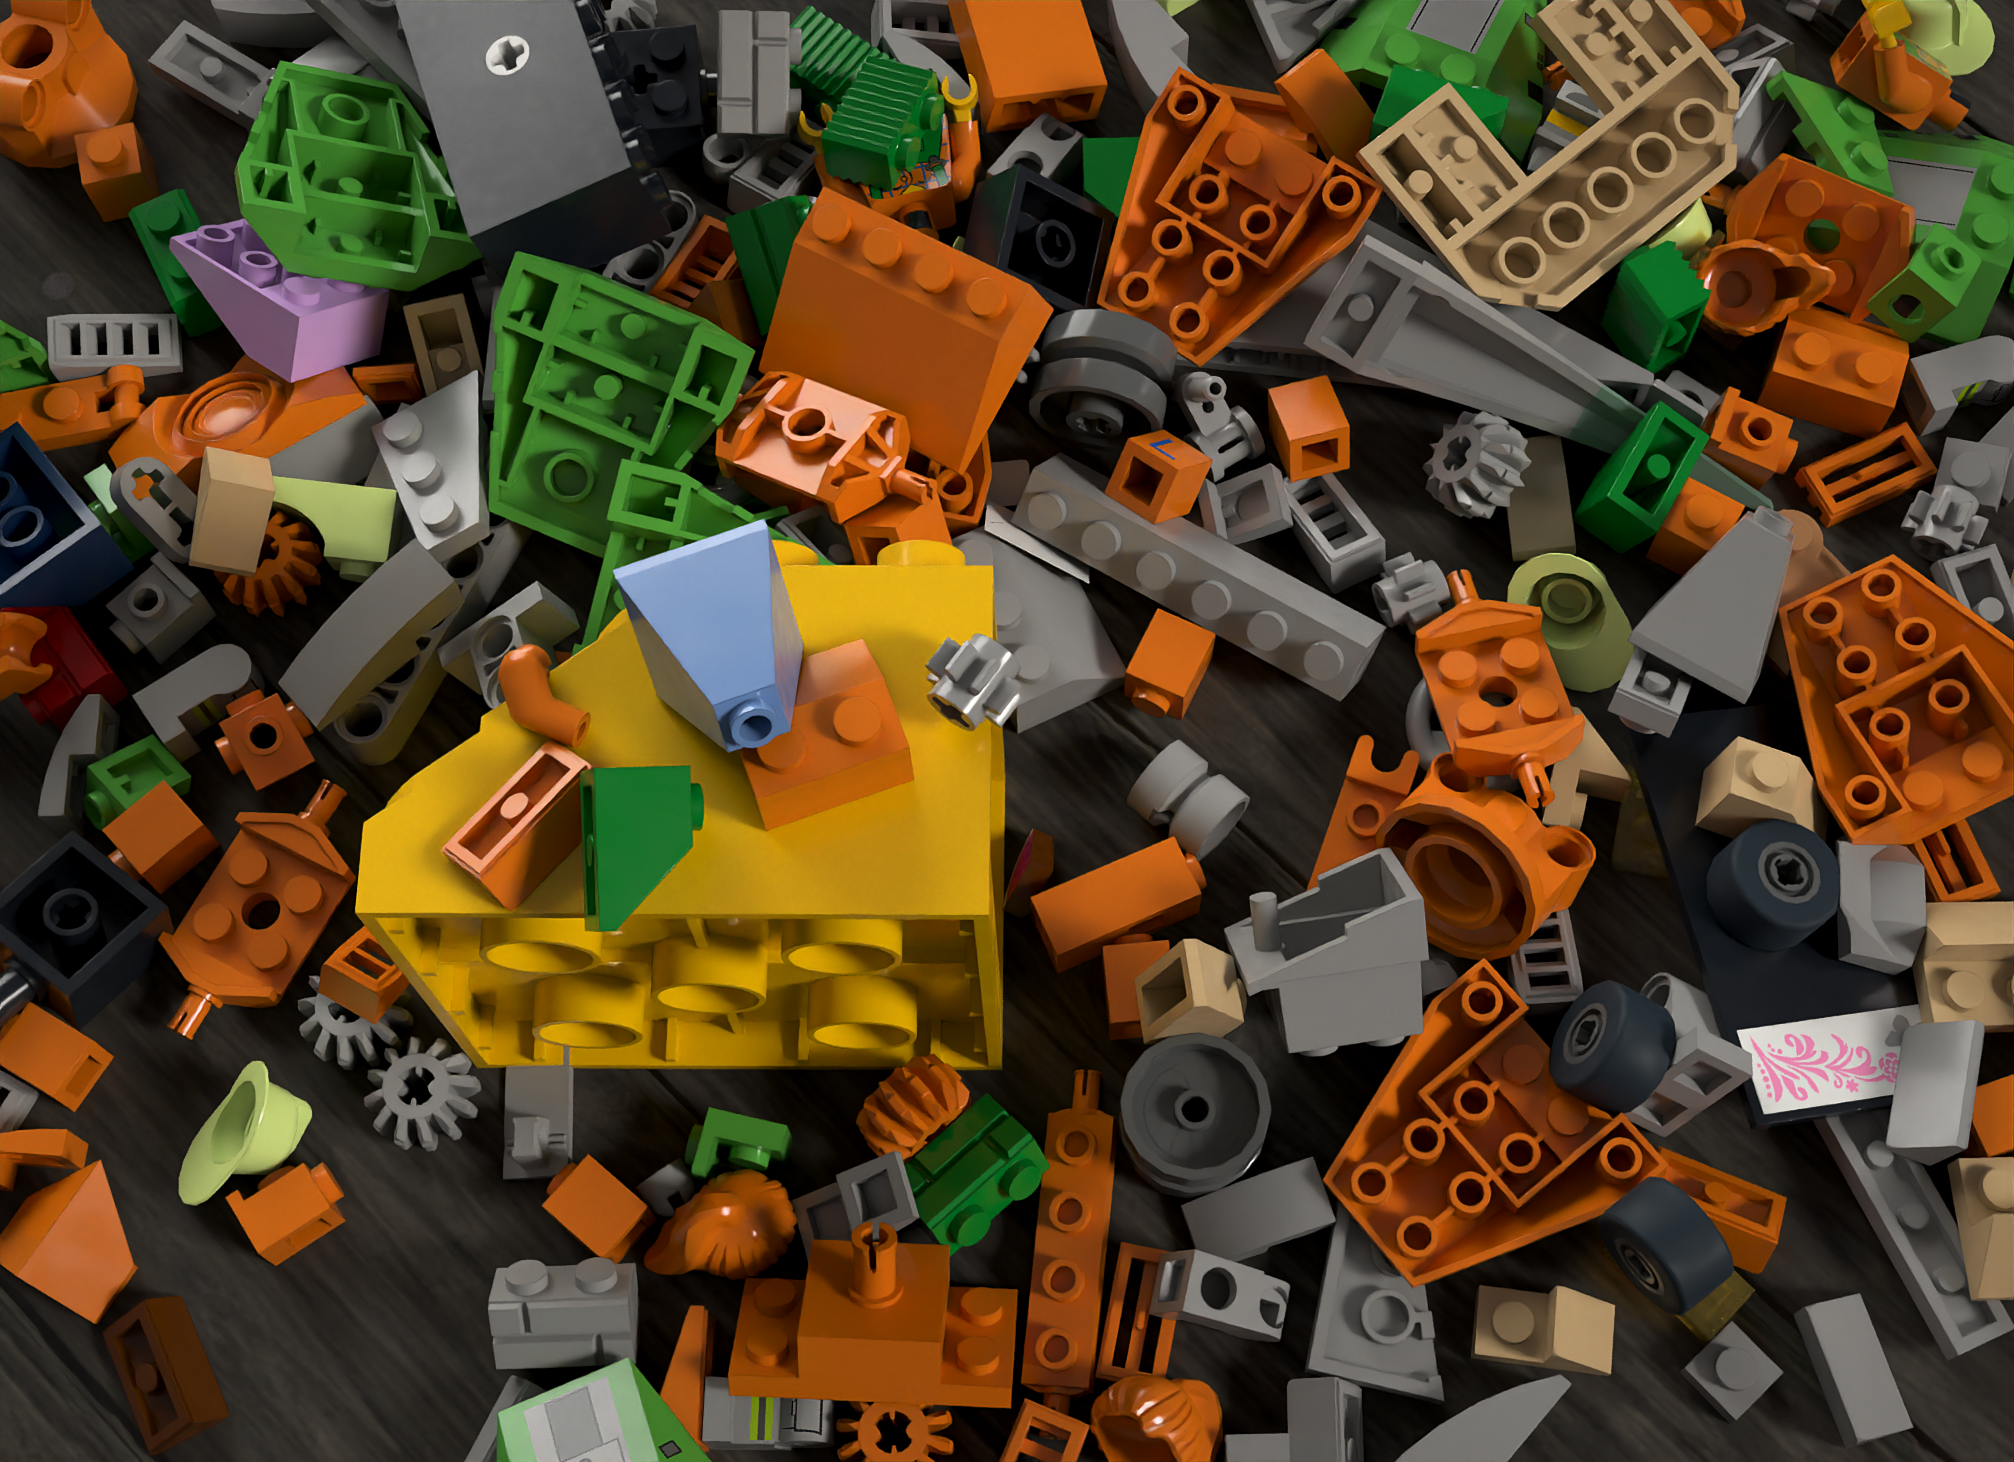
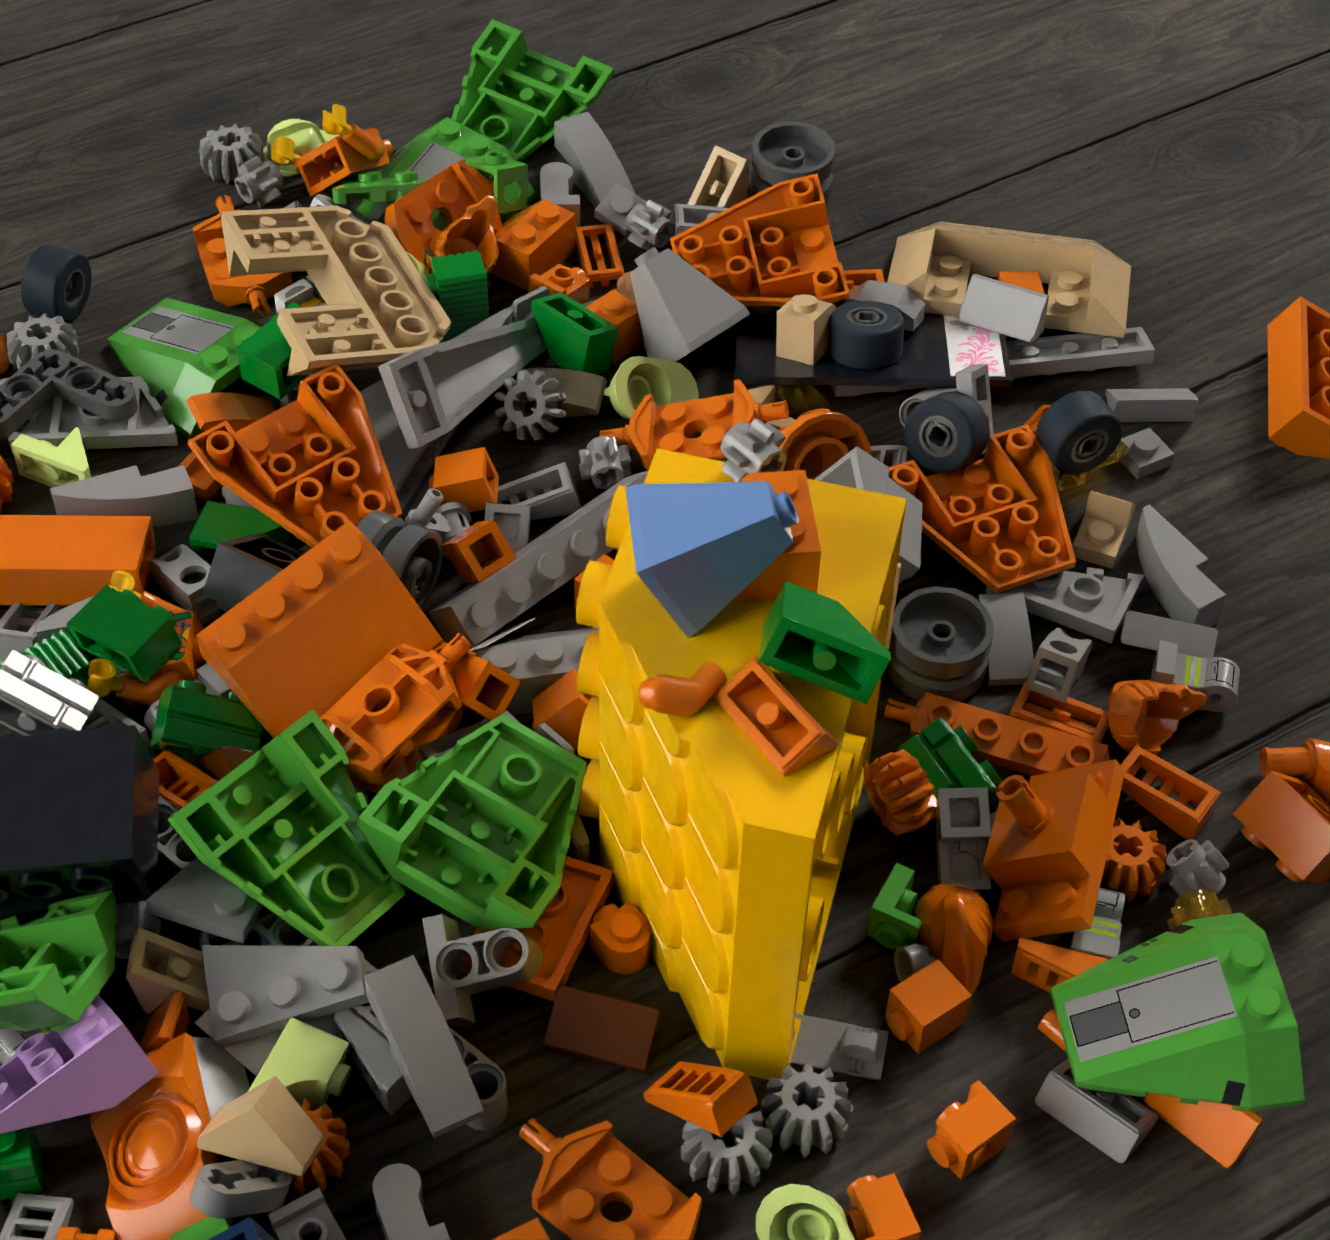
camera: 80 degrees left, 20 degrees down
(270, 764) = (473, 1166): orange brick -> none
(428, 1295) = (971, 1132): none -> orange brick
(564, 1314) = (1006, 1035): light grey brick -> none
(1650, 694) = (725, 353): light grey hinge -> none

